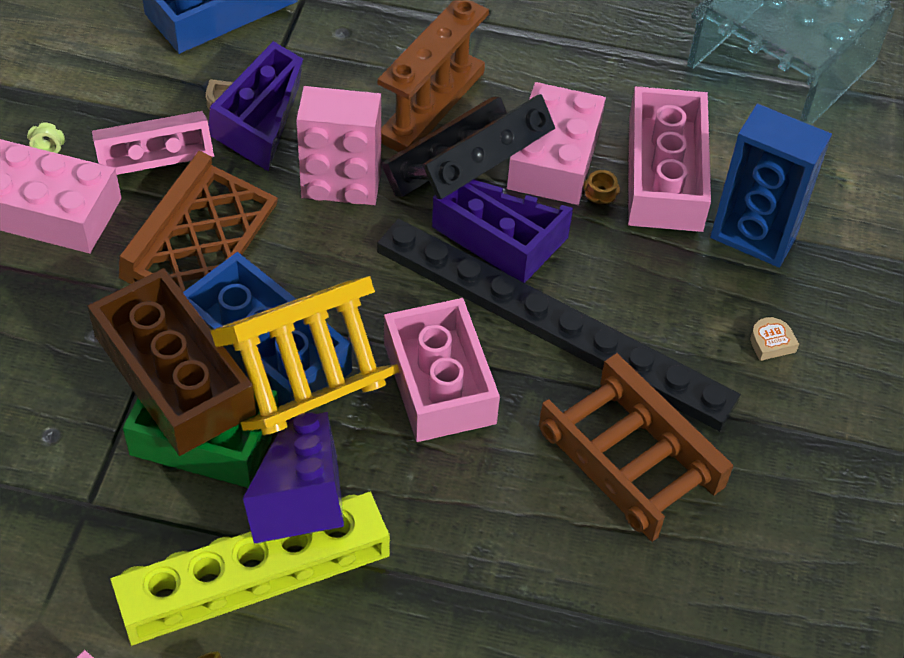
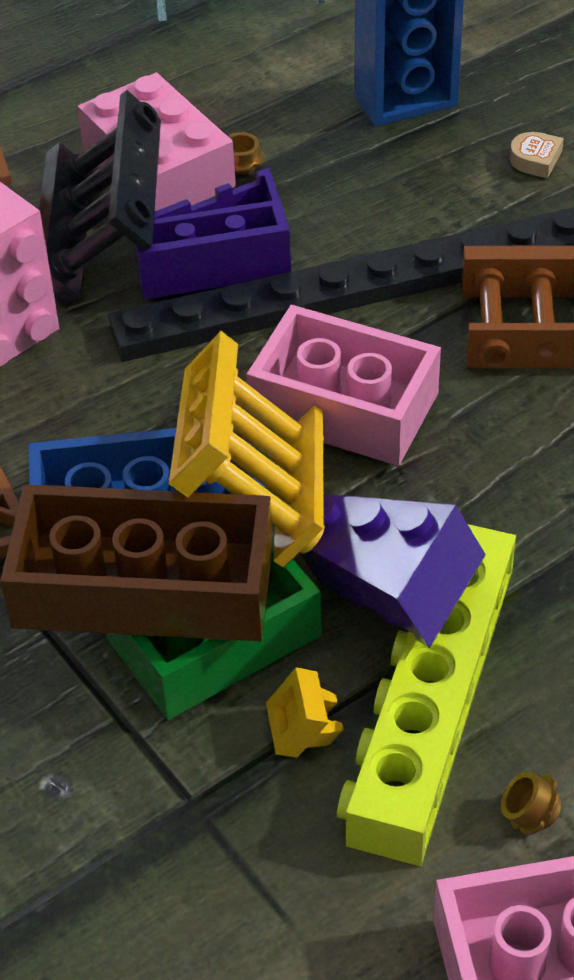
camera: 45 degrees left, 5 degrees down
(169, 519) = (300, 714): none -> yellow tile
(669, 159) = (271, 84): bright pink brick -> none

